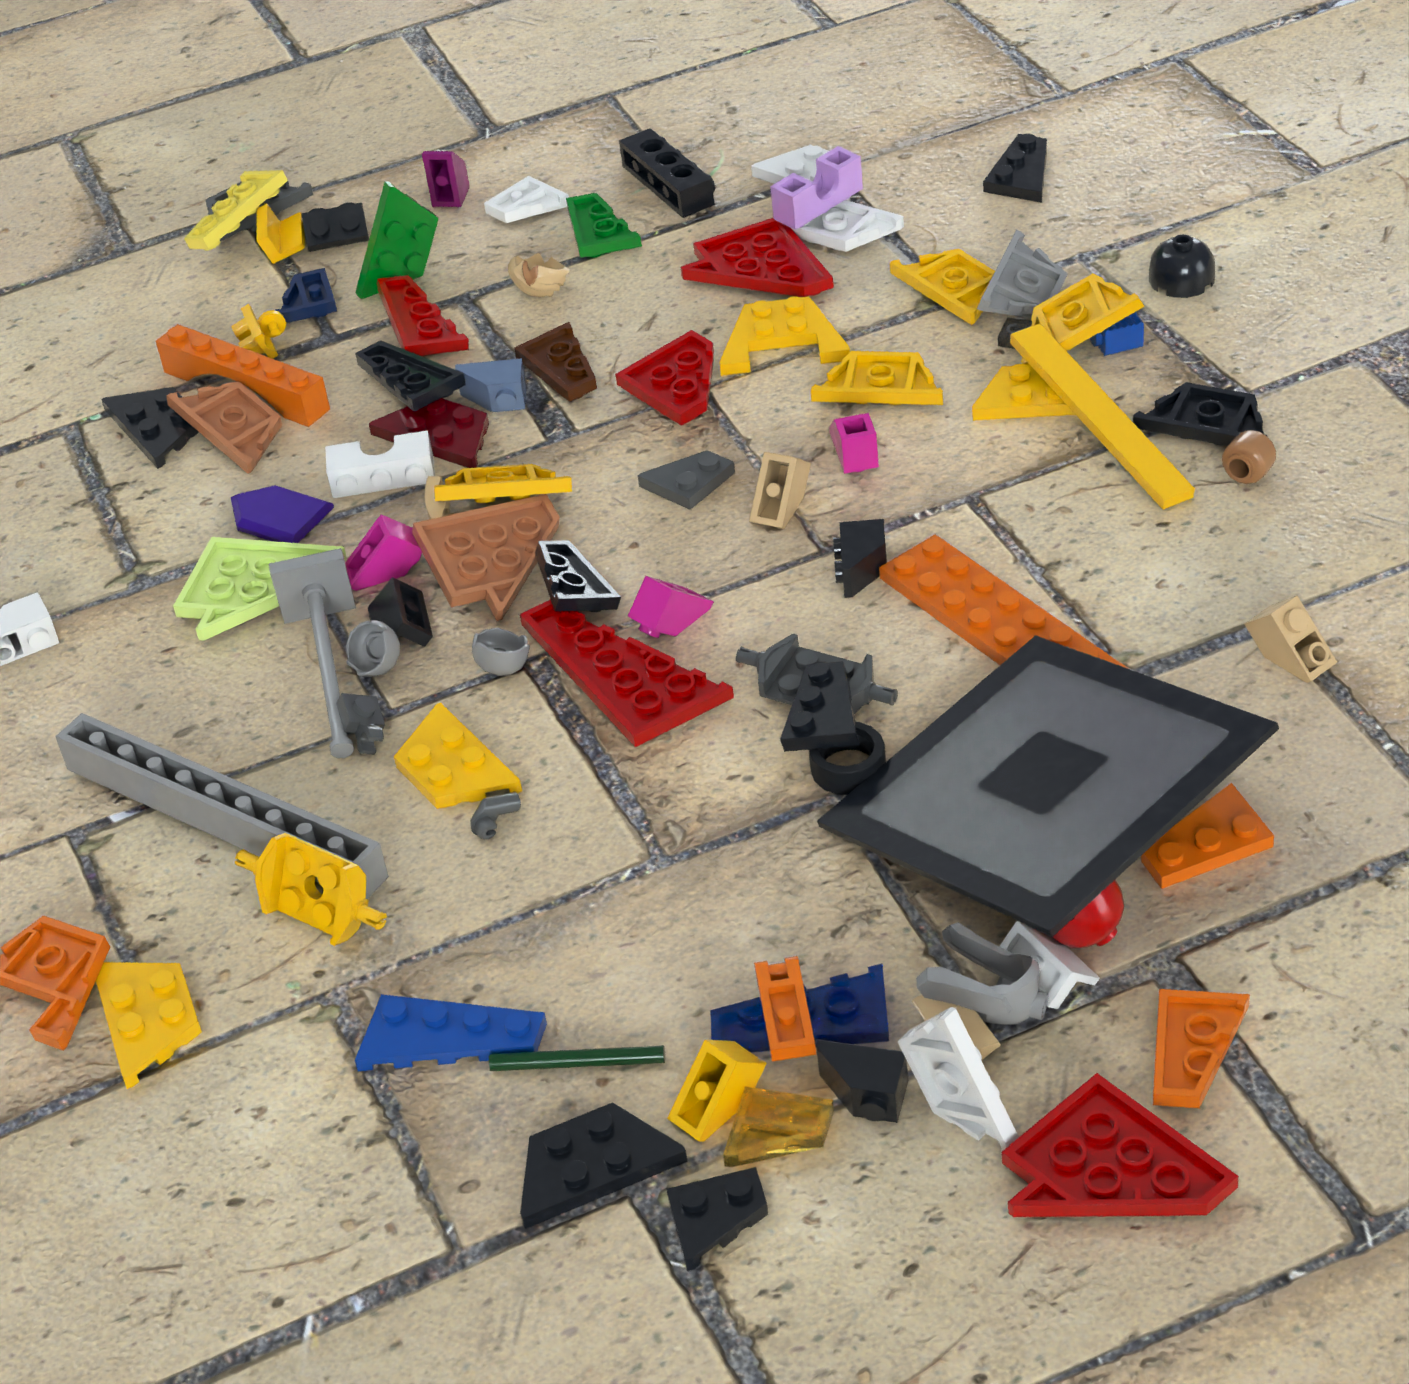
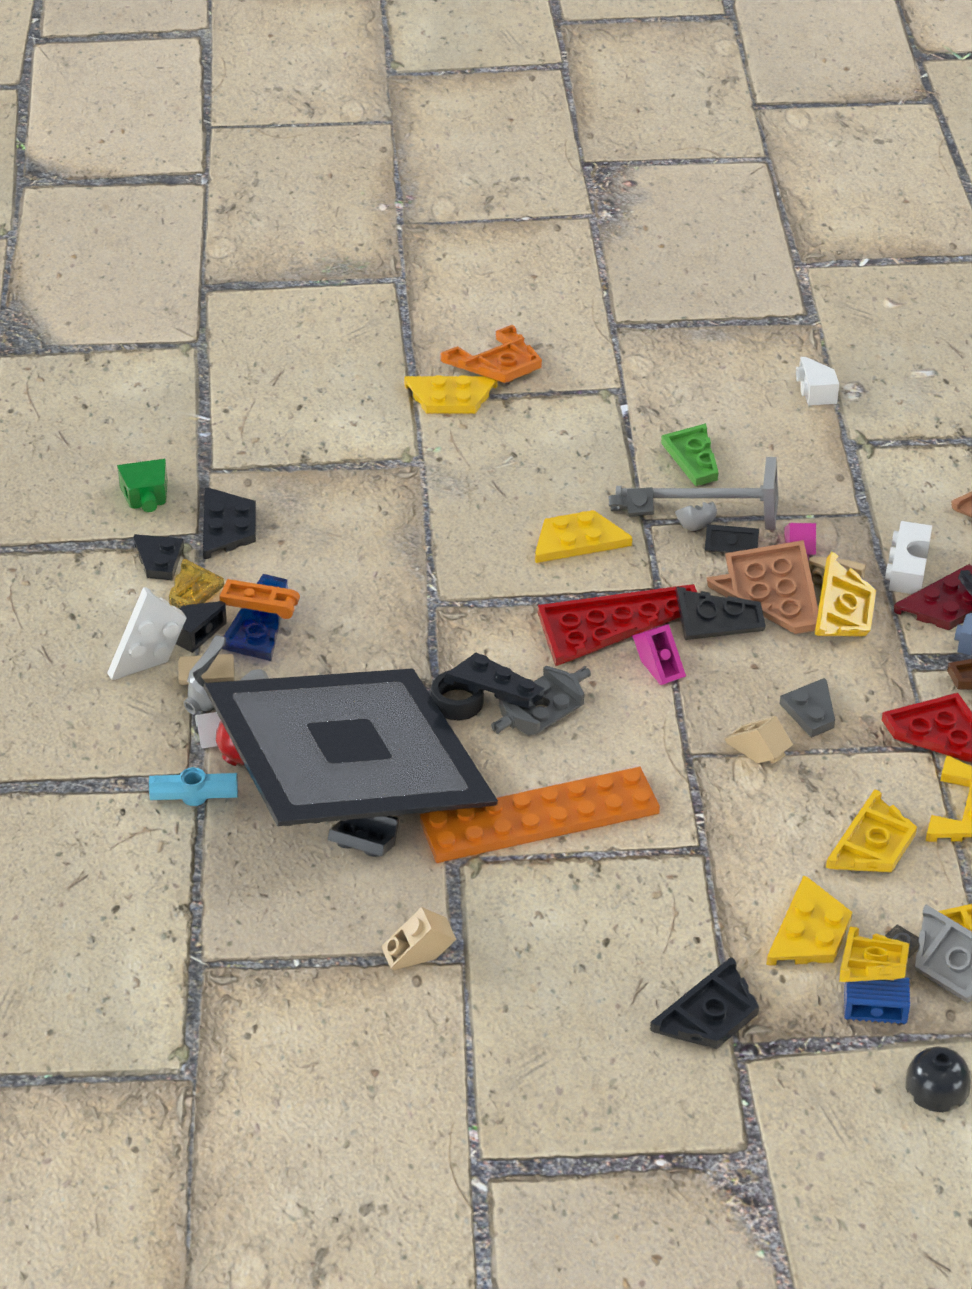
camera: 105 degrees right, 0 degrees up
(205, 796) = (584, 430): light grey brick -> none
(217, 709) = (693, 453): none -> bright green wing
(235, 582) = (815, 482): yellowish green wing -> none
(278, 513) = (887, 510): dark purple tile -> none
(287, 884) = (468, 456): yellow plate -> none
(445, 1031) = (355, 490): blue wing -> none
(489, 809) = (517, 538): dark grey arm -> none
(500, 651) = (661, 567): light grey hair -> none
(553, 1299) = (144, 484): none -> green torso
(577, 1058) = (300, 533): dark green bar -> none
(714, 1087) = (234, 567): yellow slope -> none
(855, 442) = (794, 790): dark pink slope -> none
(862, 553) = (657, 757): black slope -> none
(1102, 416) = (745, 936): yellow tile -> none
(1111, 1159) = (69, 700): red wing -> none
(1192, 937) = (193, 786): none -> medium azure piece
(1192, 1042) = (121, 760): orange wing -> none
(1207, 839) = (272, 844): orange wing -> none
(1249, 457) = (637, 1002): medium nougat head -> none

